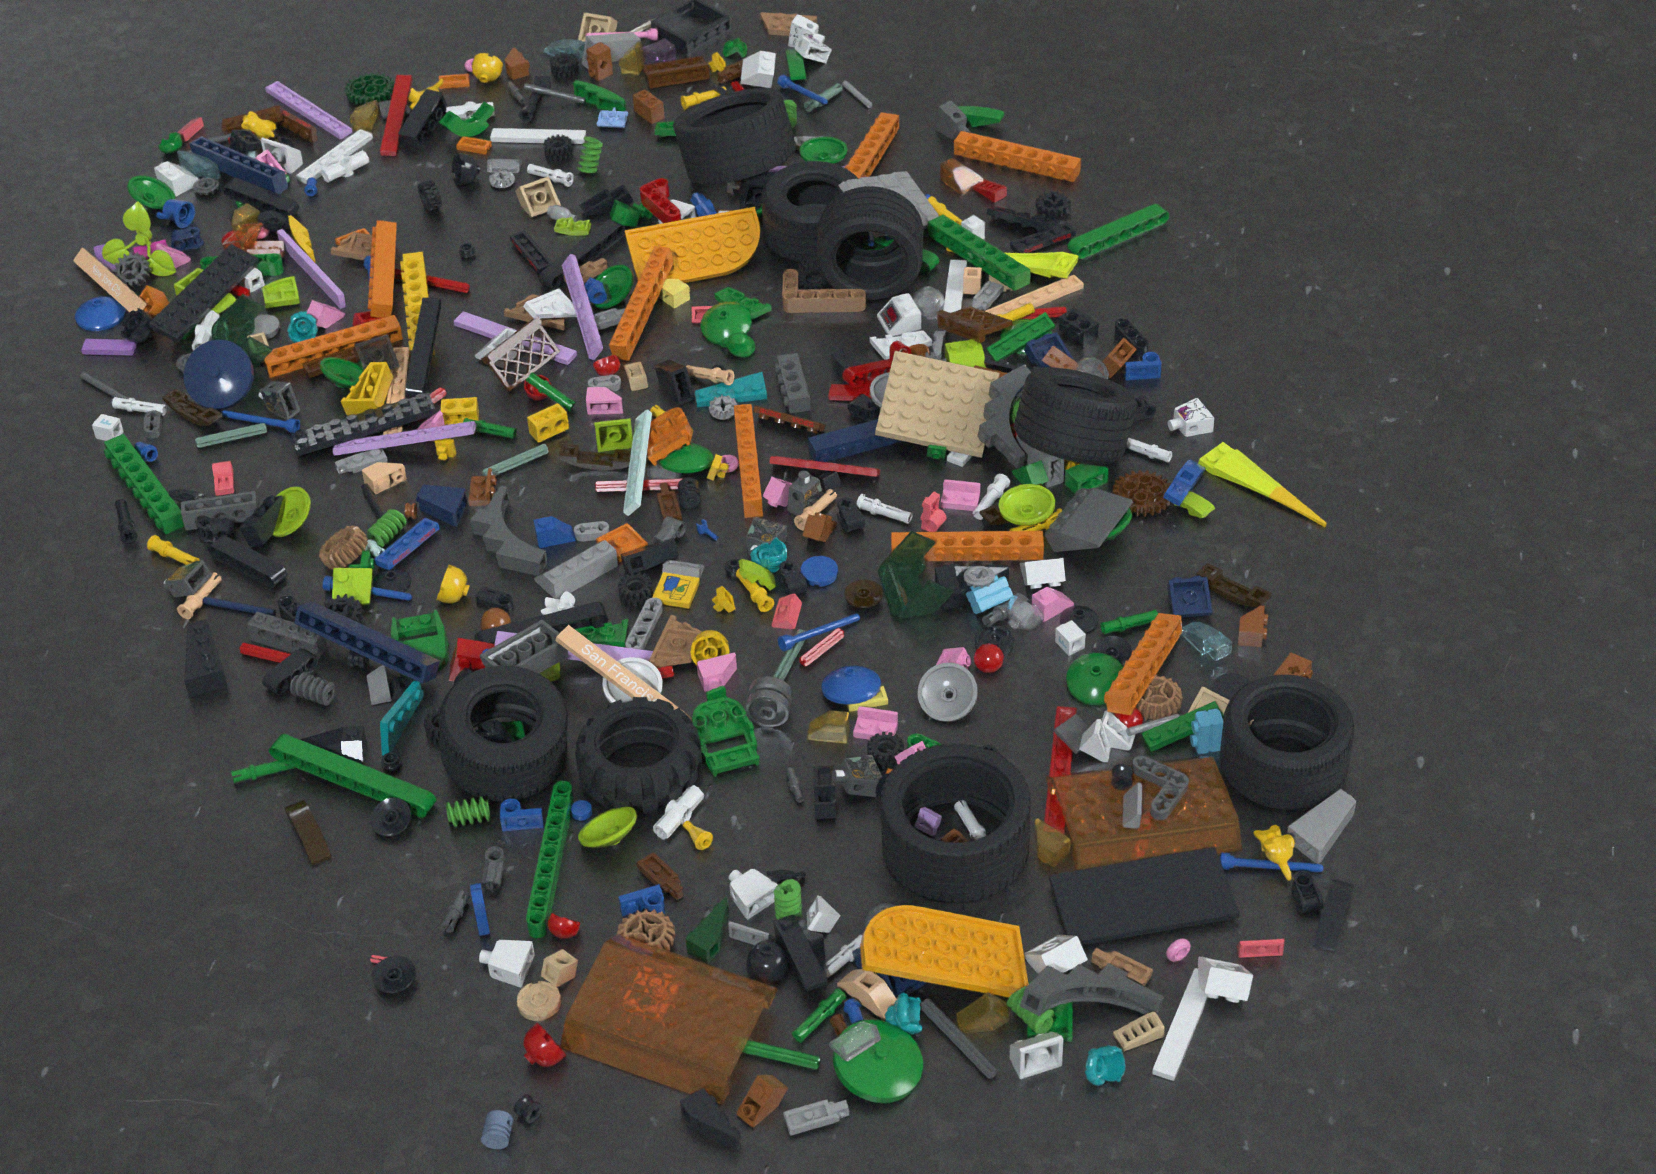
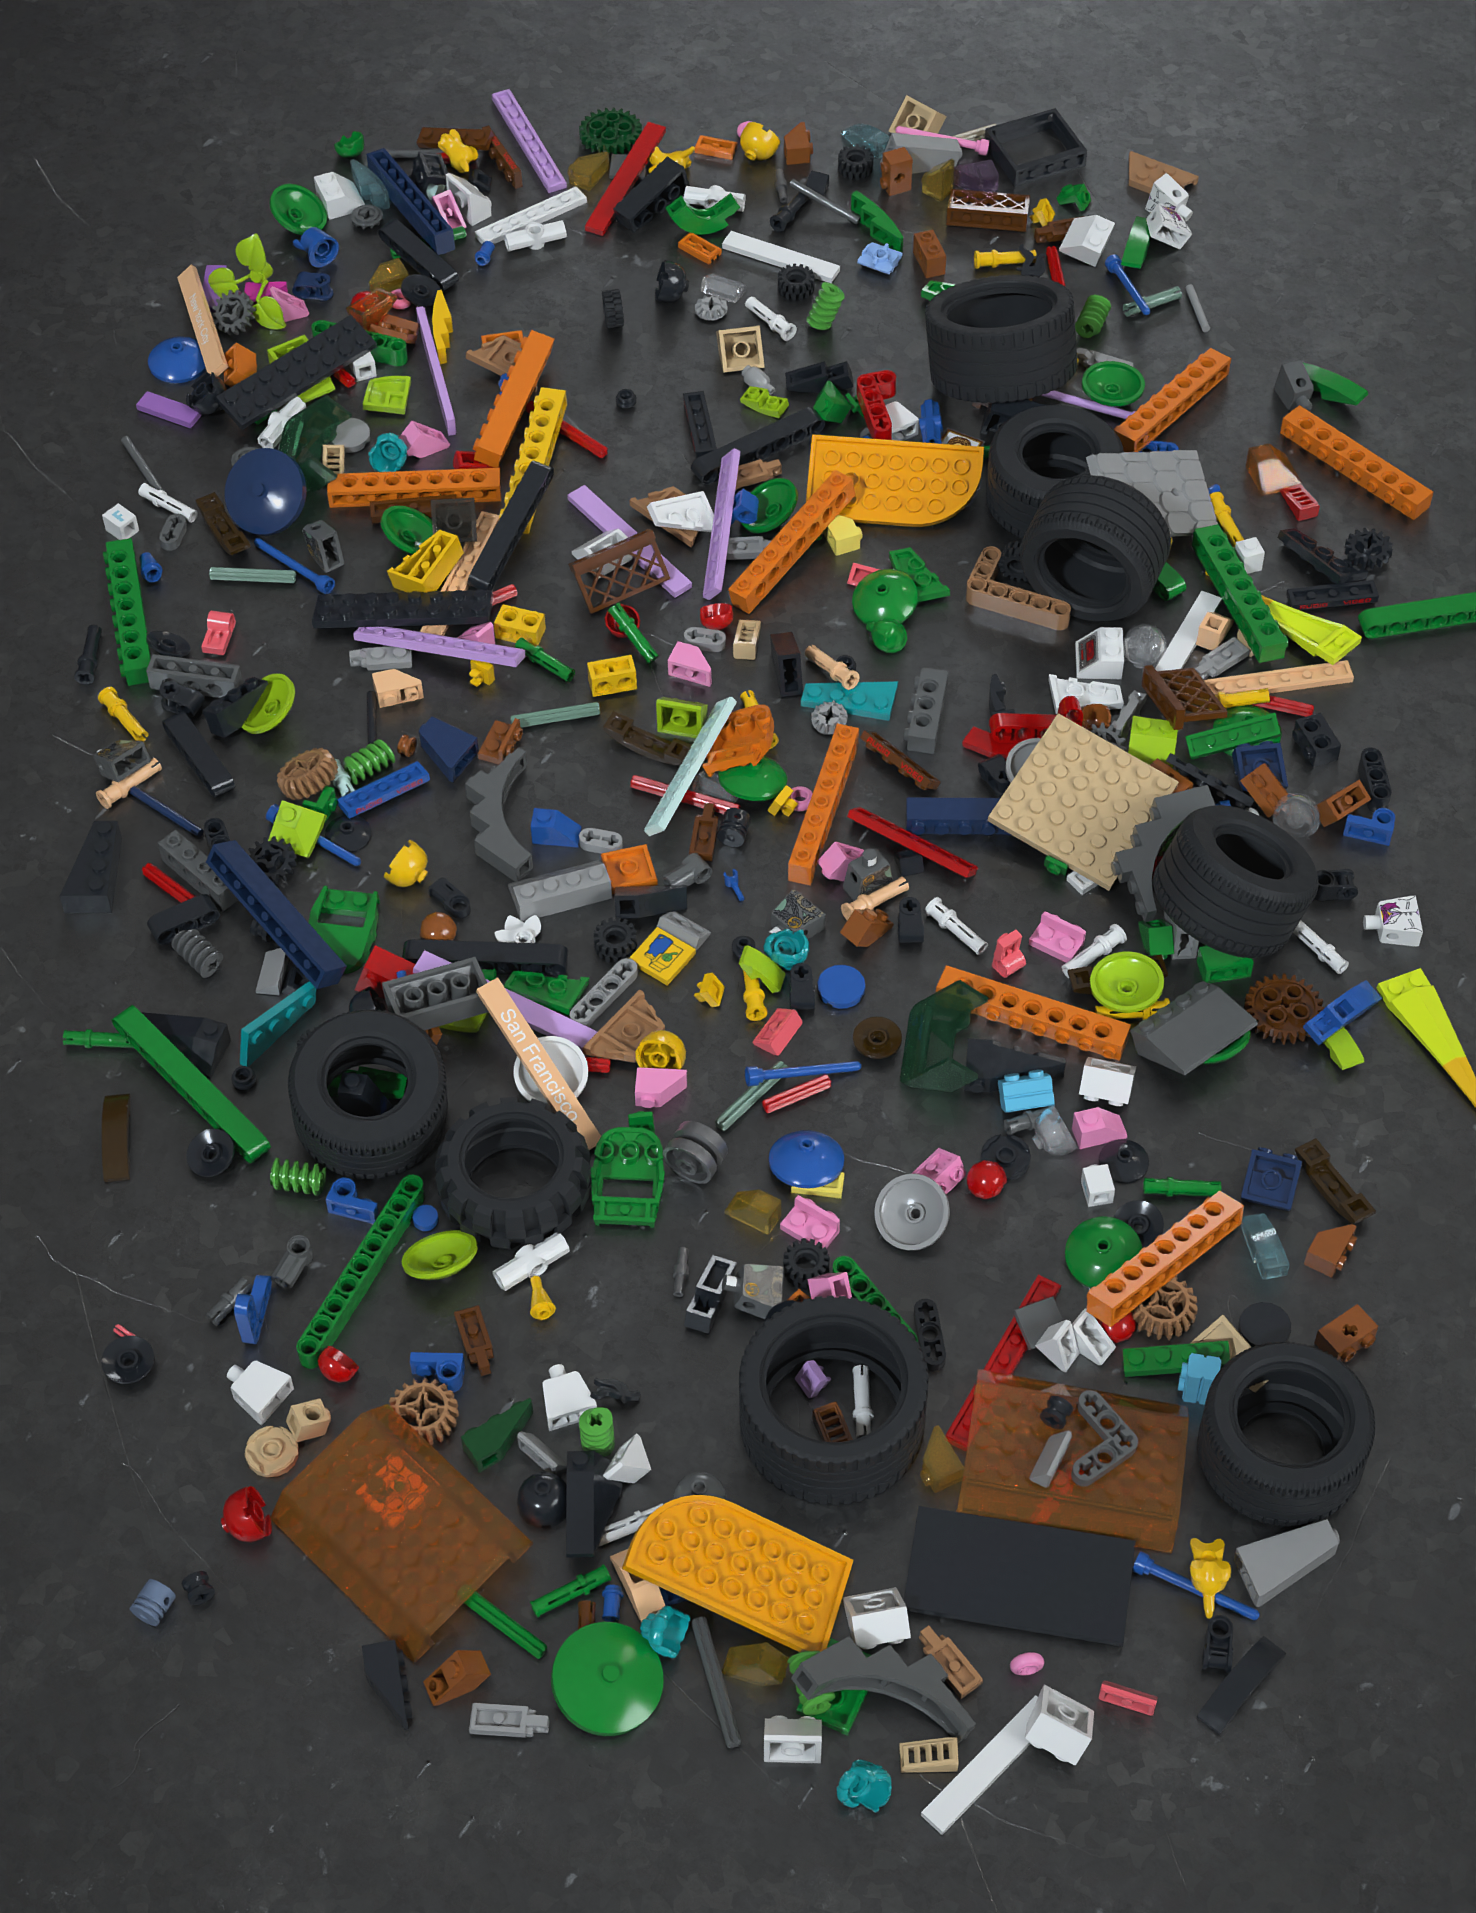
camera: 20 degrees right, 10 degrees up
(190, 129) = (381, 130): coral slope -> none
(855, 1040) = (585, 1648): clear slope -> none
(972, 576) = (1017, 1060): light grey gear -> none
(1149, 725) = (1118, 1343): light grey bar -> none

